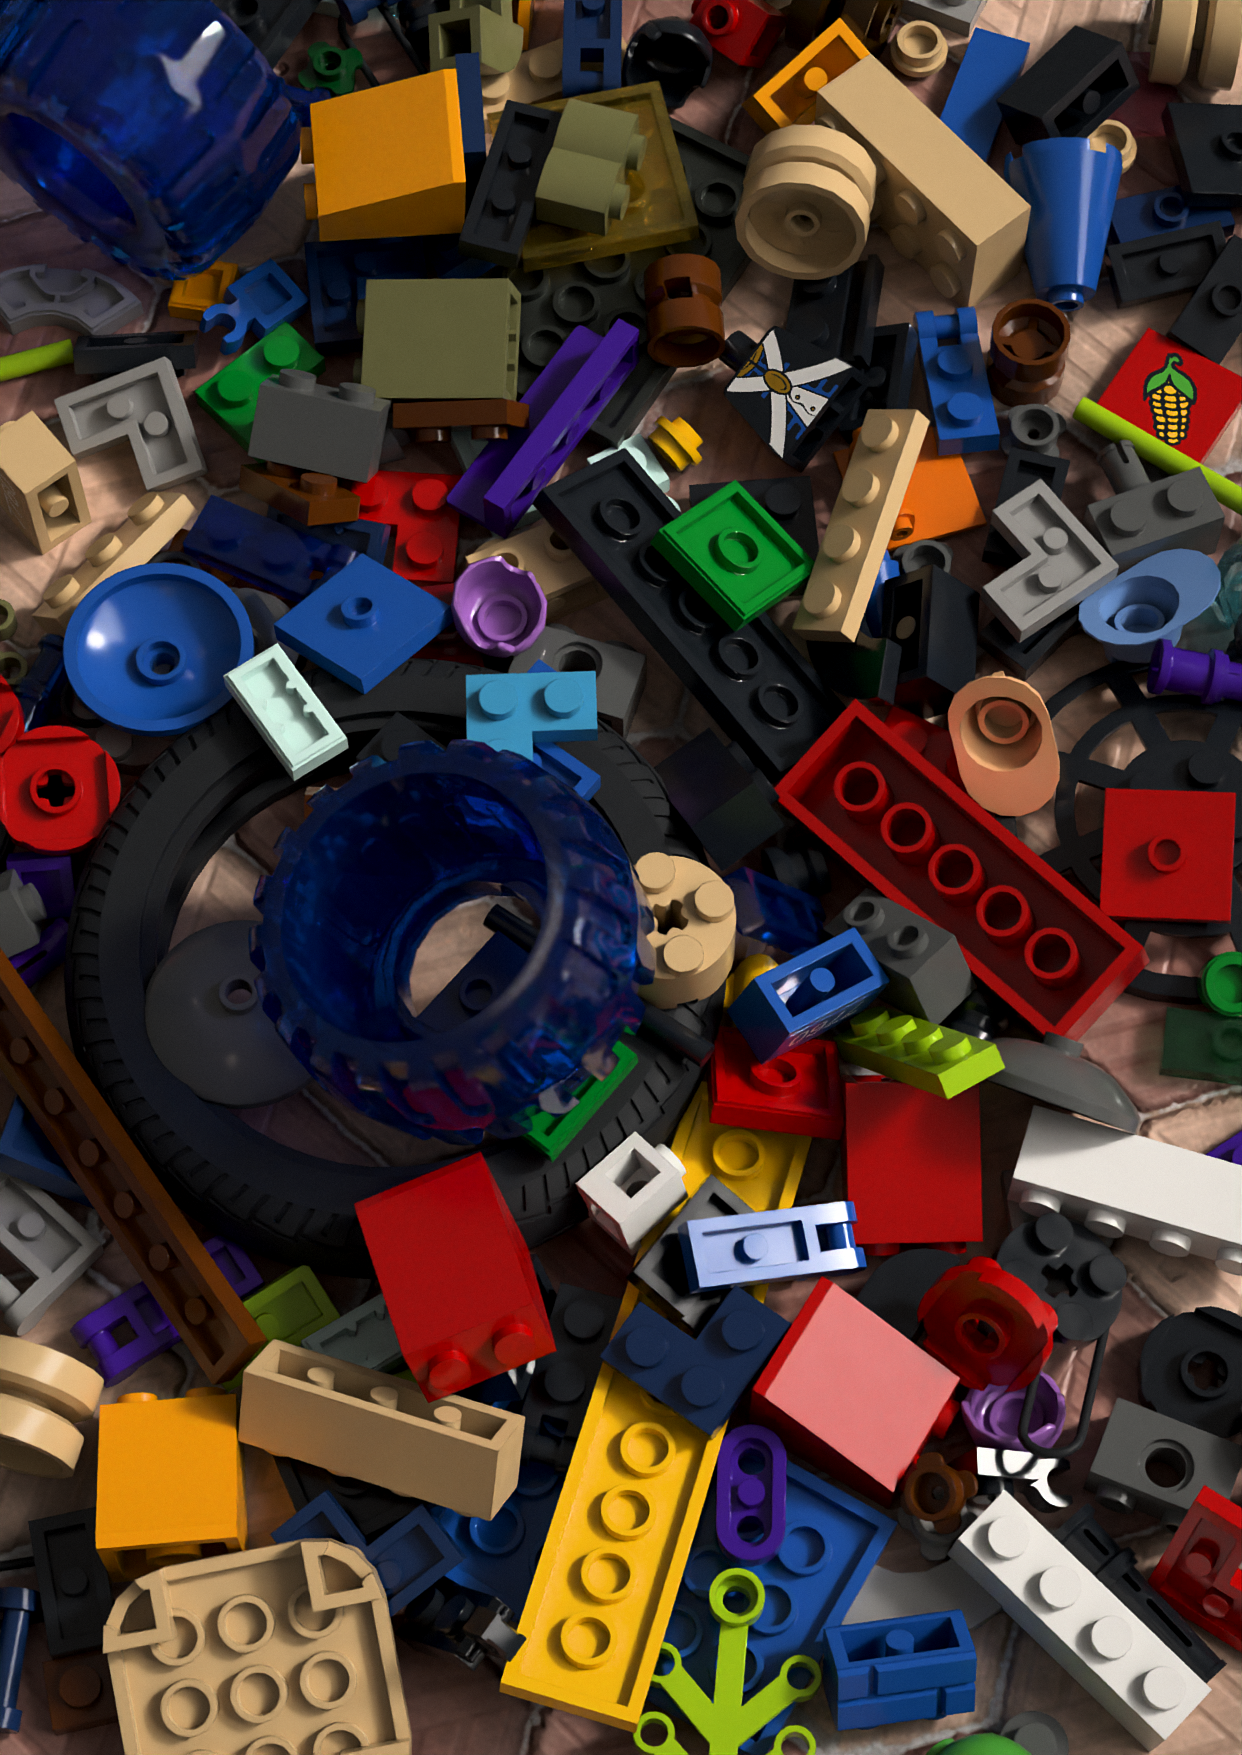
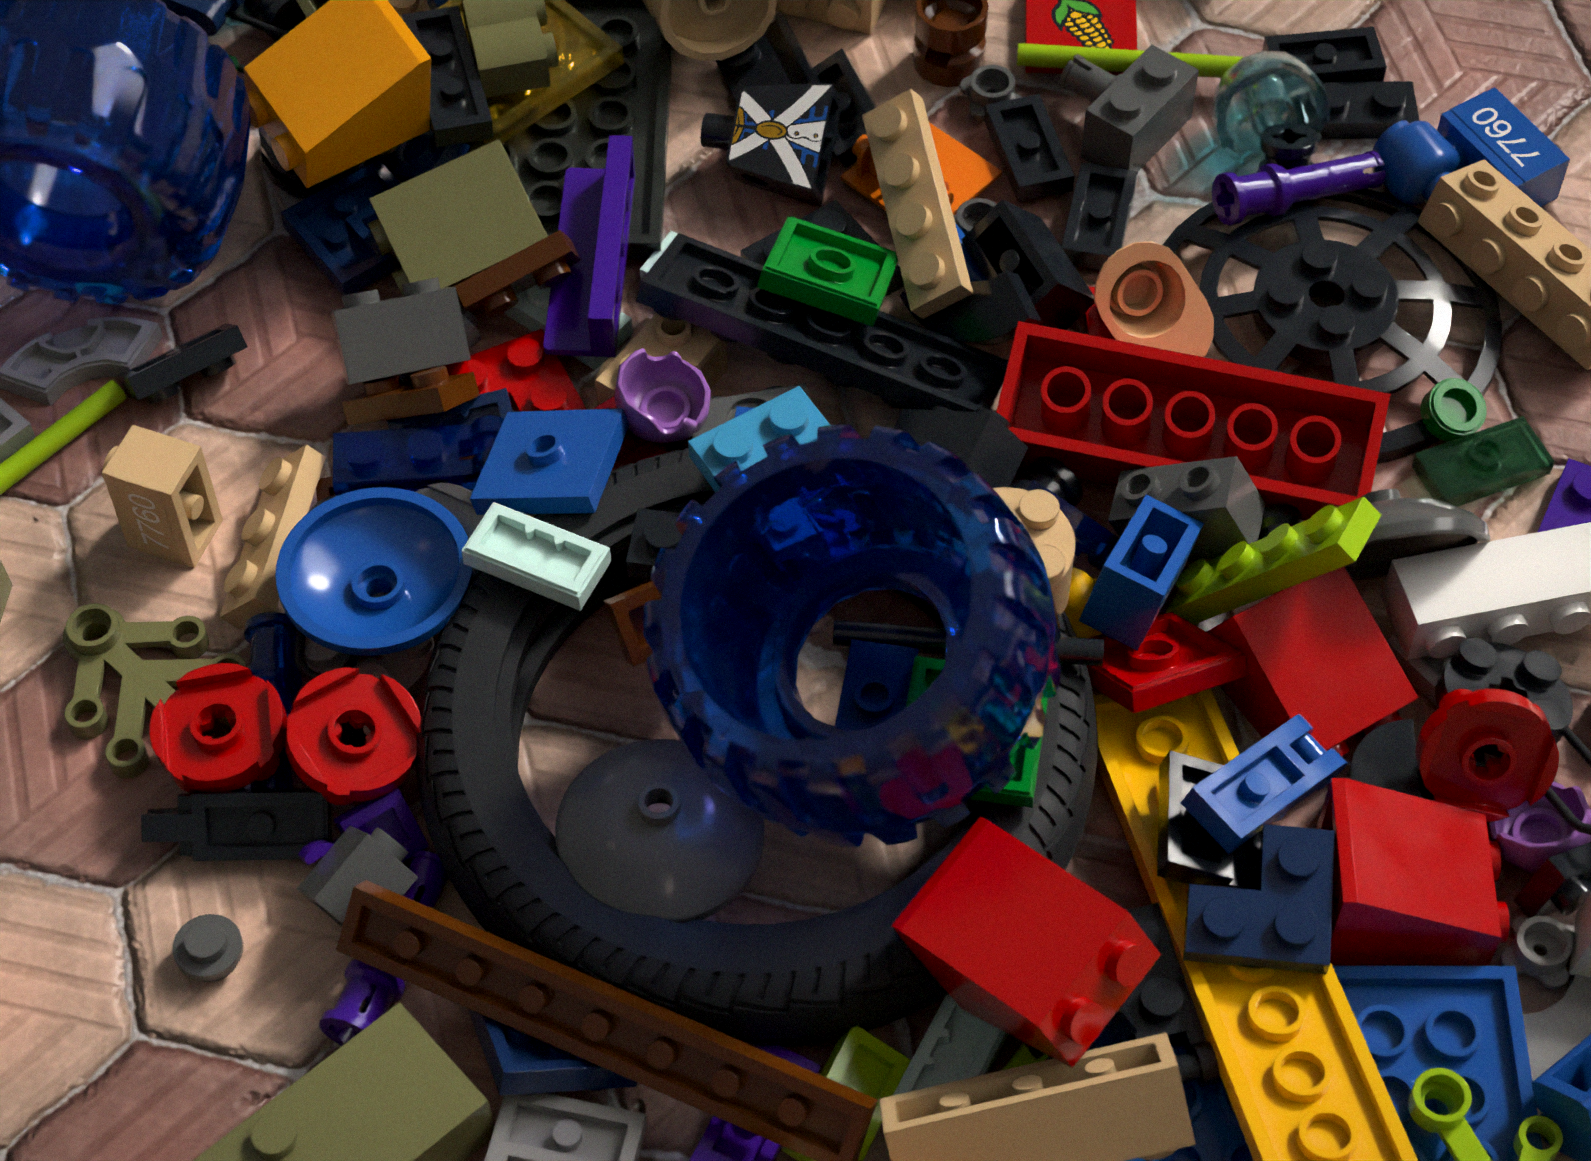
camera: 30 degrees left, 10 degrees down
(141, 408) = (227, 399): light grey plate -> none
(195, 295) = (212, 295): light orange tile -> none
(233, 392) = (305, 350): green plate -> none
(255, 303) = (269, 276): blue plate -> none
(633, 1190) = (1109, 803): white brick -> none
(676, 442) = (708, 222): yellow plate -> none
(684, 310) = (656, 112): reddish brown wheel -> none
(751, 1497) = (1391, 1008): dark purple plate -> none
(919, 1489) = (1553, 903): reddish brown plate -> none
(956, 382) = (900, 70): blue plate -> none
(1058, 564) = (1088, 158): light grey plate -> none
(1150, 603) = (1183, 162): medium blue piece -> none
(1168, 855) = (1345, 325): red plate -> none

